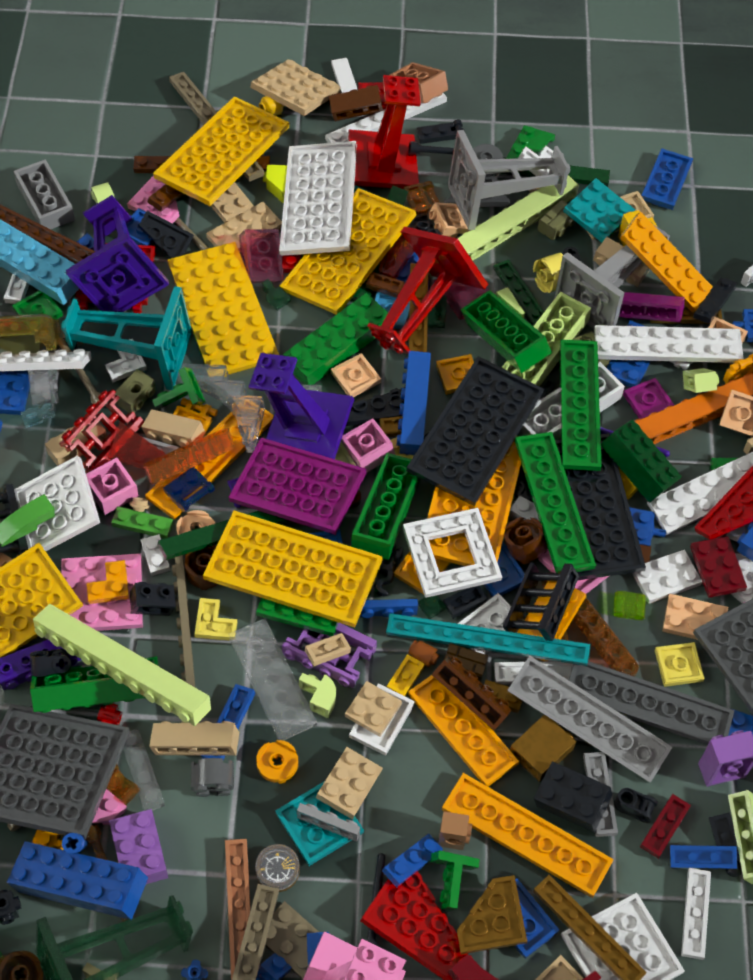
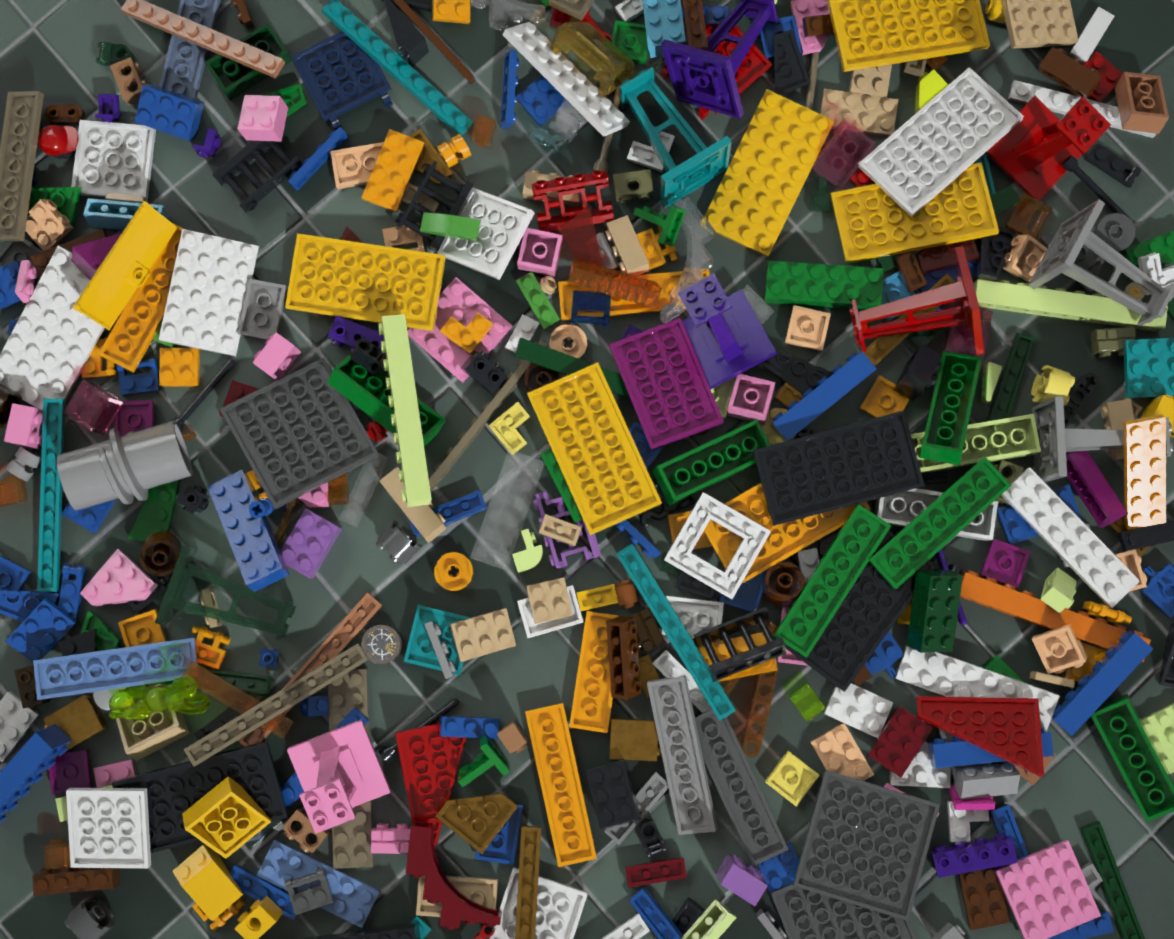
camera: 50 degrees right, 25 degrees up
(460, 334) = (918, 372): none -> black brick

